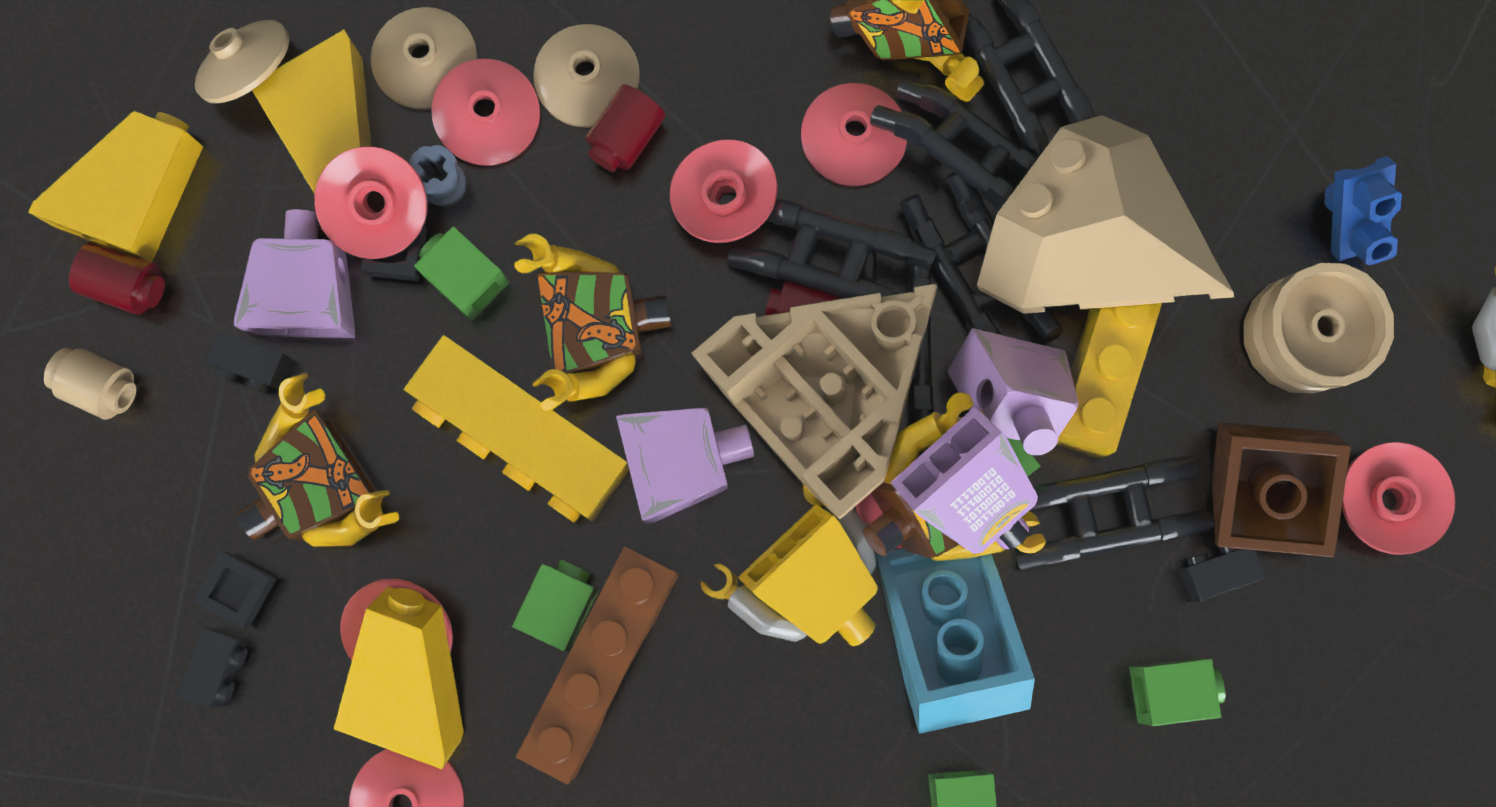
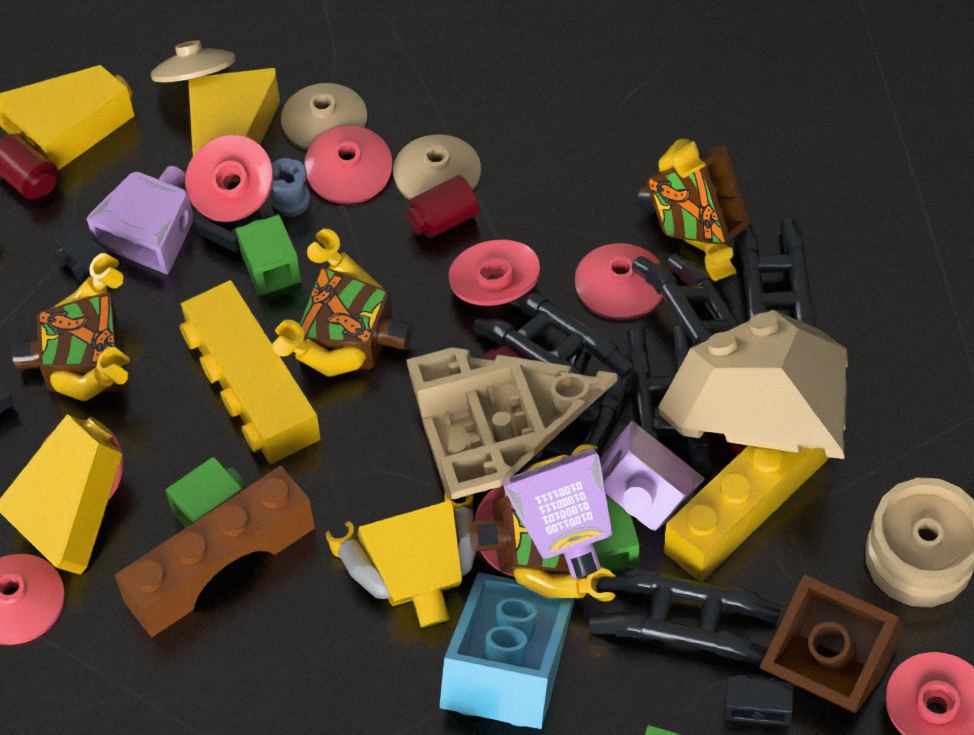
camera: 30 degrees right, 25 degrees down
(678, 458) = (357, 438): lavender torso -> none

